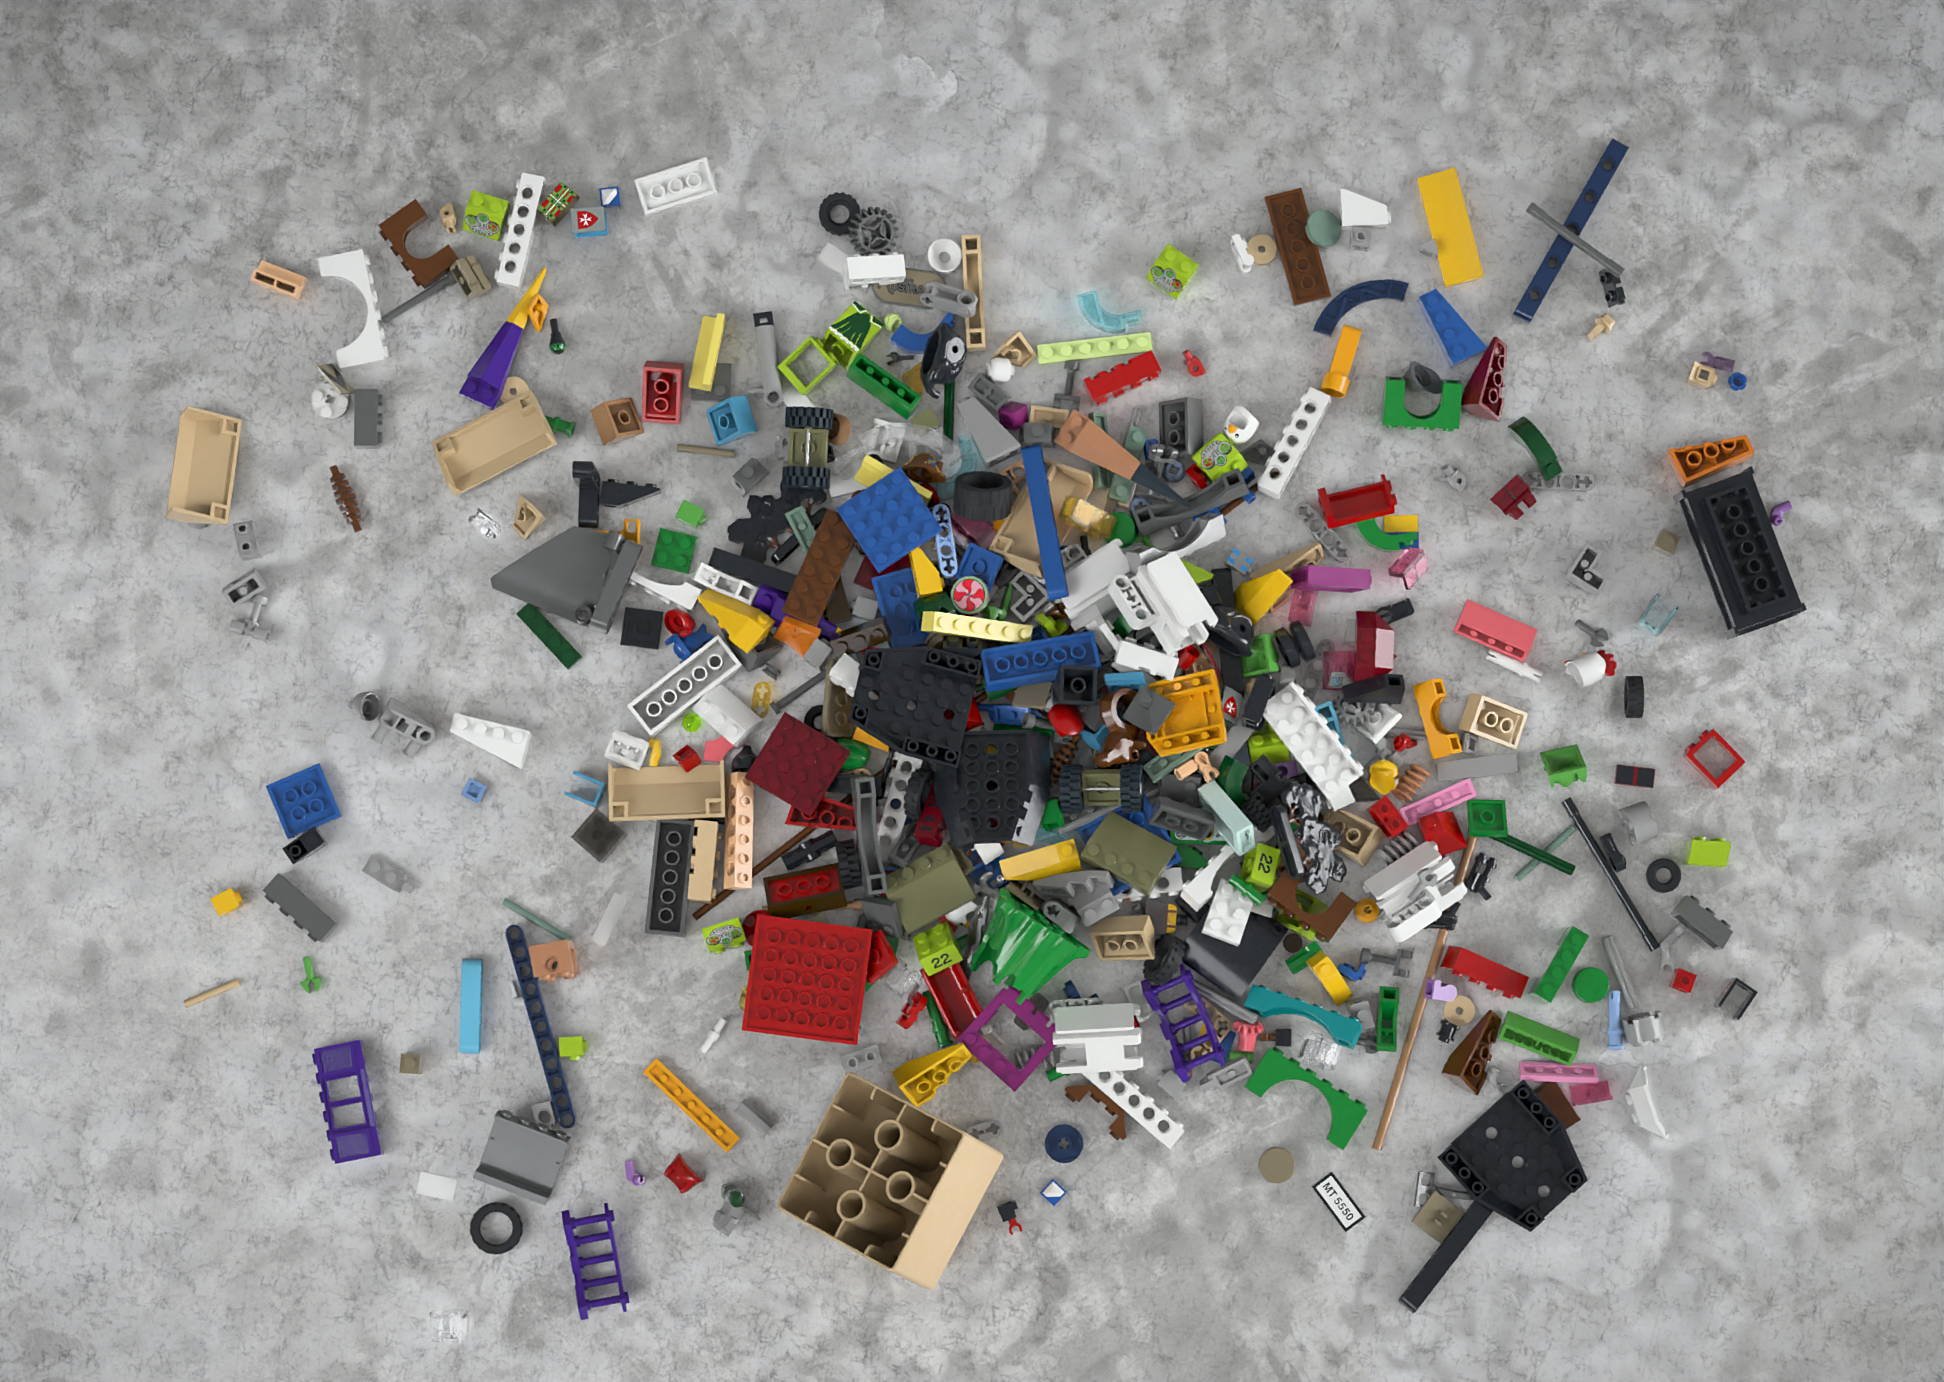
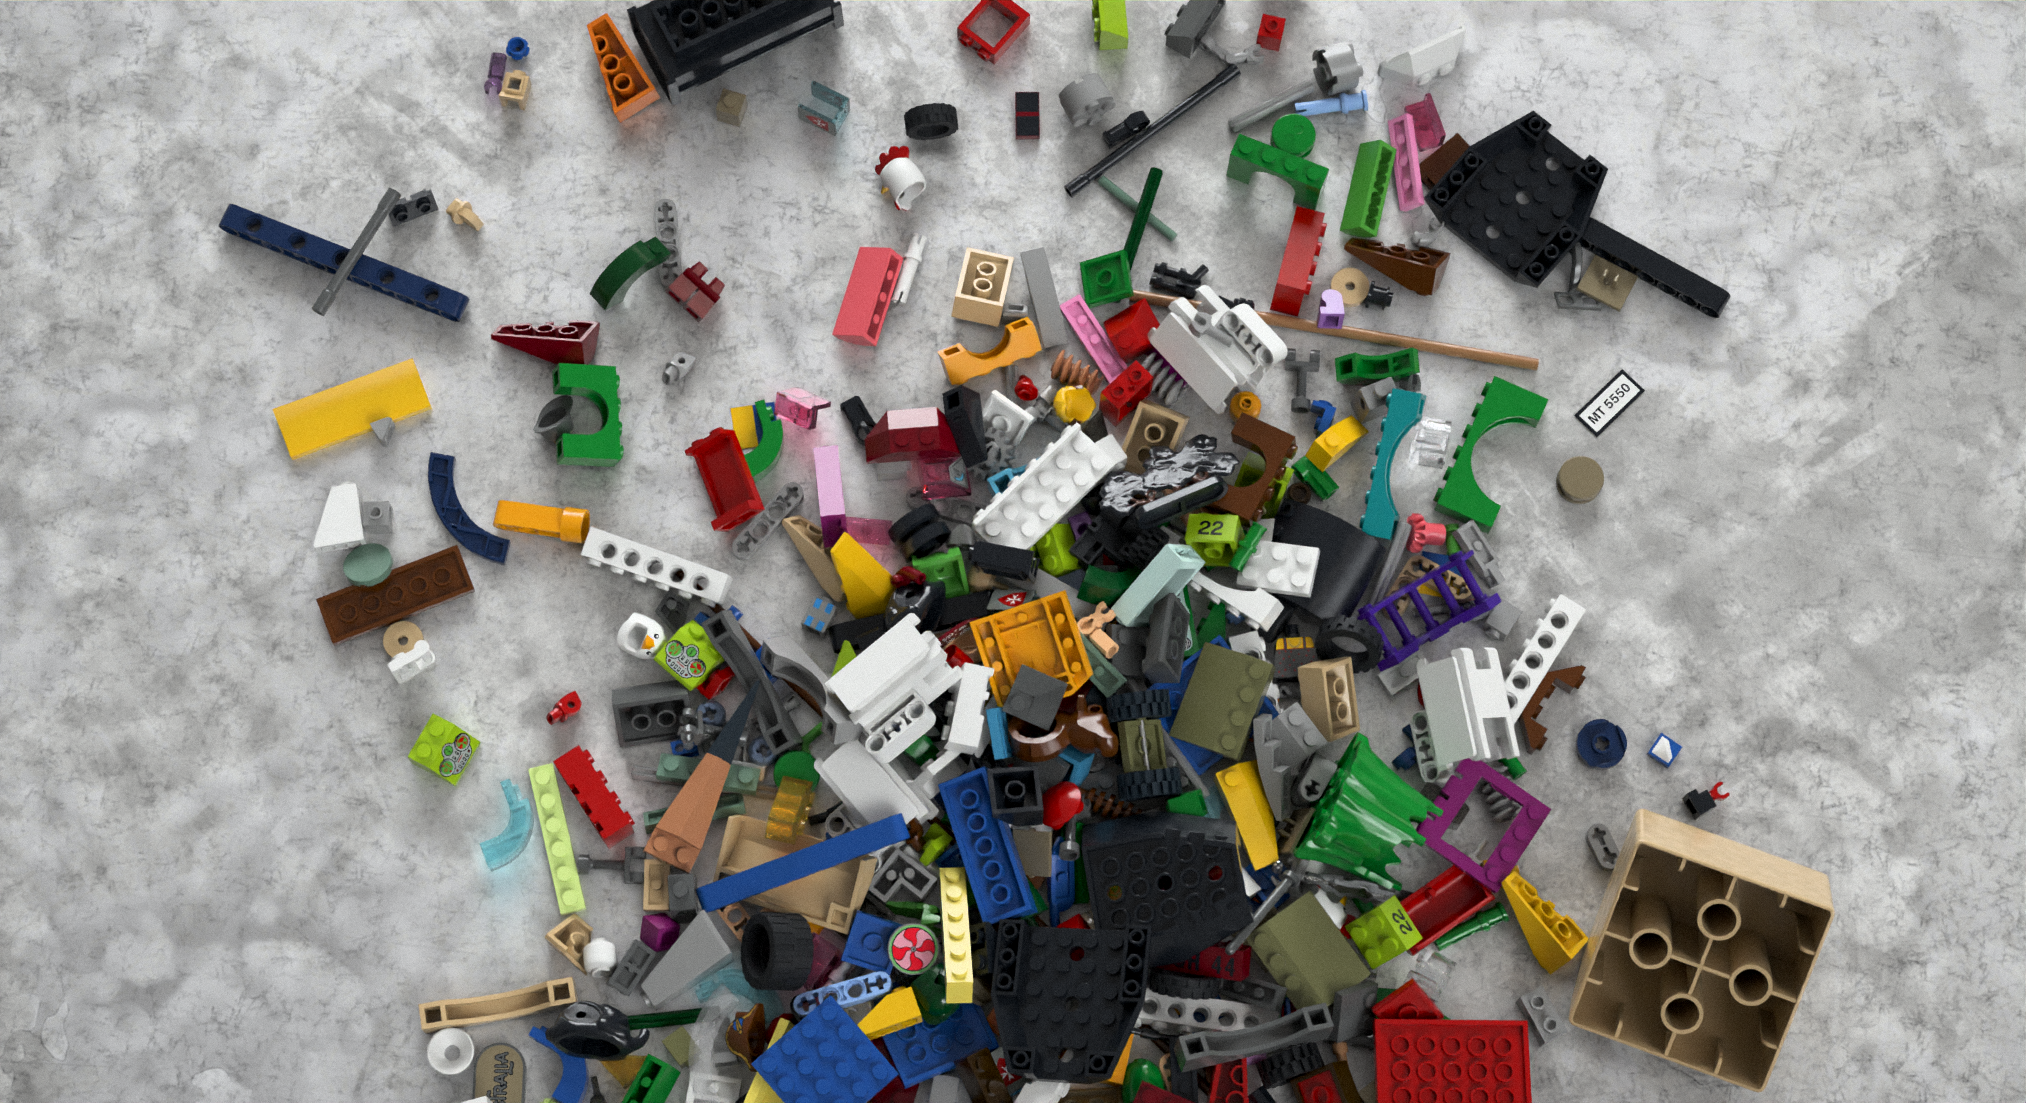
camera: 100 degrees left, 10 degrees down
(911, 1010) = (1468, 958): red plate -> none
(949, 299) = (511, 1035): light grey piece -> none
(986, 884) = (1289, 879): none -> dark grey bar
(1258, 627) = (907, 575): none -> dark red arm
(1281, 1038) = (1420, 492): black piece -> none
(1450, 330) = (486, 393): blue wedge -> none
(1564, 765) = (1027, 193): bright green brick -> none
(1582, 572) = (778, 199): light grey brick -> none
(1592, 633) = (855, 183): dark grey bar -> none
(1652, 879) = (1144, 83): black tyre -> none

